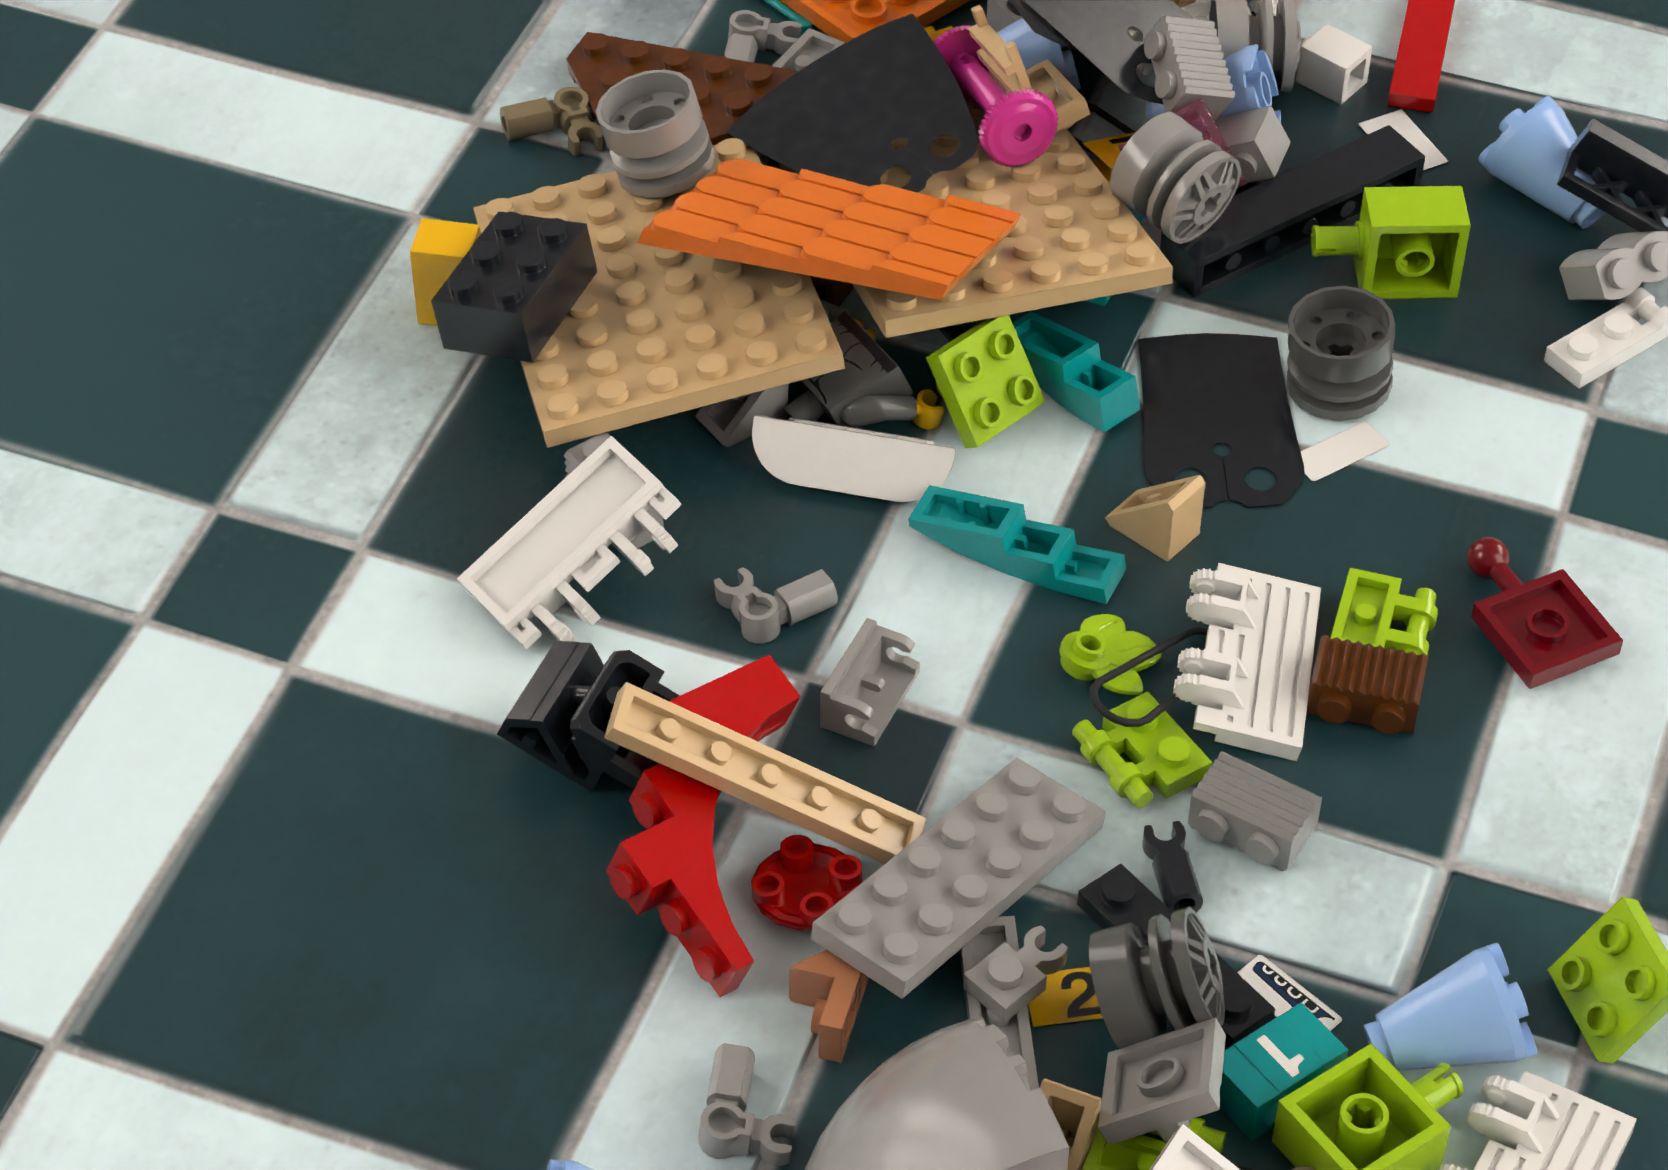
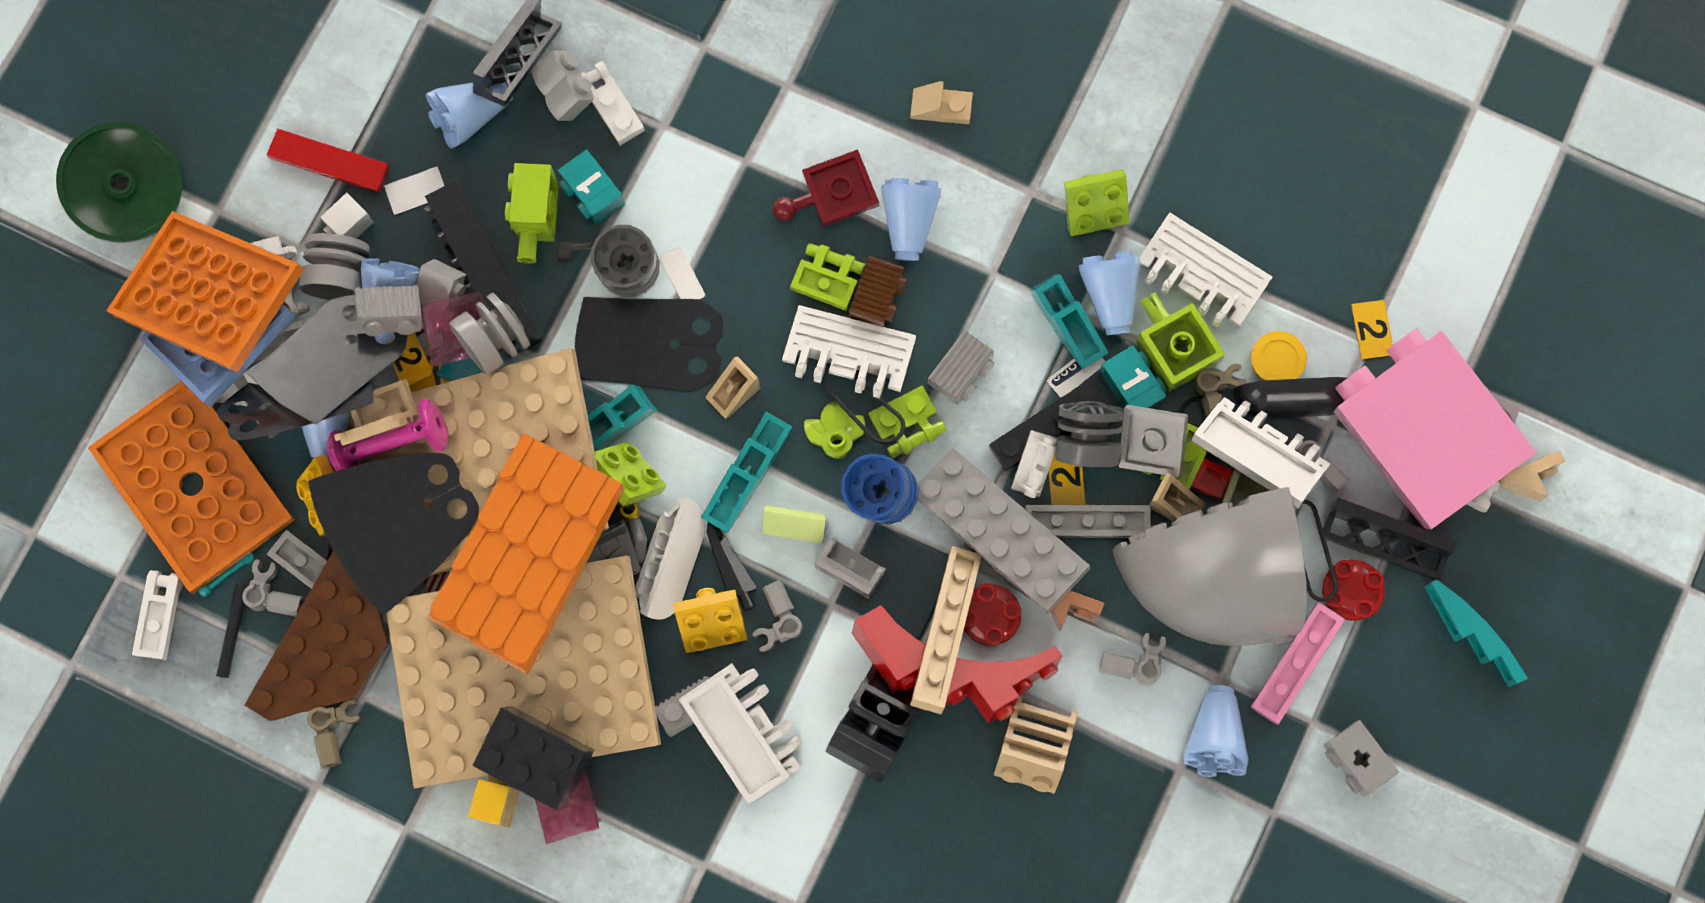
camera: 80 degrees left, 30 degrees up
(432, 371) = (573, 820): none -> clear pink hinge
(543, 945) = (1030, 760): none -> tan plate
(655, 133) = (391, 666): light grey wheel -> none
(680, 16) = (231, 633): none -> black bar
(756, 498) = (710, 620): none -> yellow plate
(846, 542) = (730, 568): none -> black bar
(936, 609) = (794, 524): none -> yellowish green slope
(1007, 691) = (863, 487): none -> blue wheel
(1013, 978) = (1071, 511): light grey plate -> none
(1076, 919) = (1034, 464): none -> white hinge
(1173, 868) = (993, 416): black bar -> none
(1381, 965) = (1069, 320): none -> teal slope
(1458, 318) = (591, 187): none -> teal brick
(1520, 712) = (909, 214): none -> light blue cone

